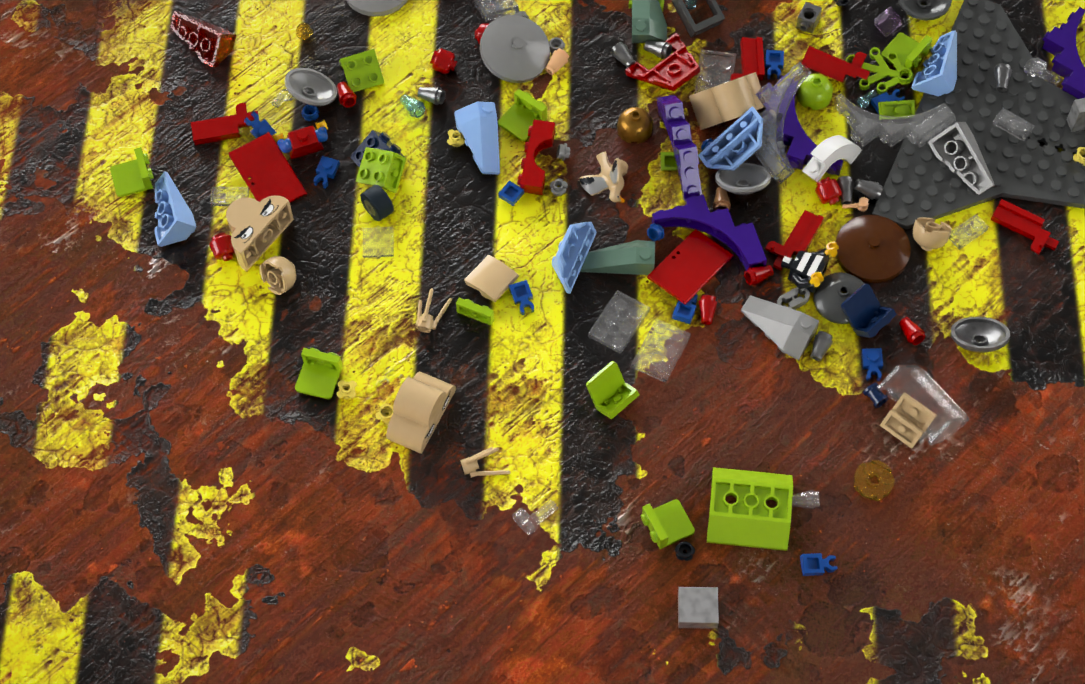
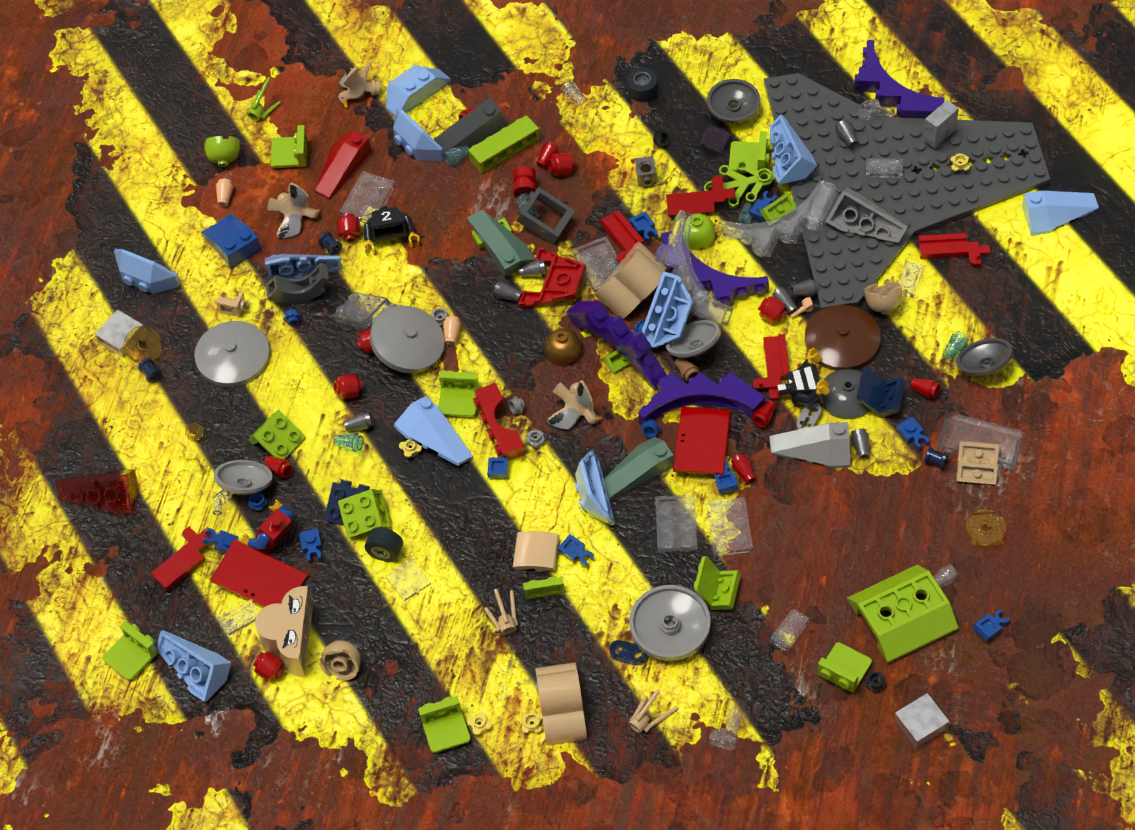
camera: 30 degrees left, 5 degrees down
(500, 406) = (628, 653): none -> beam
(551, 399) = (669, 622): none -> light grey dish
(646, 465) = (789, 630): none -> clear plate
(827, 153) = (751, 279): white arch -> none
(965, 309) = (956, 343): none -> clear light blue cone

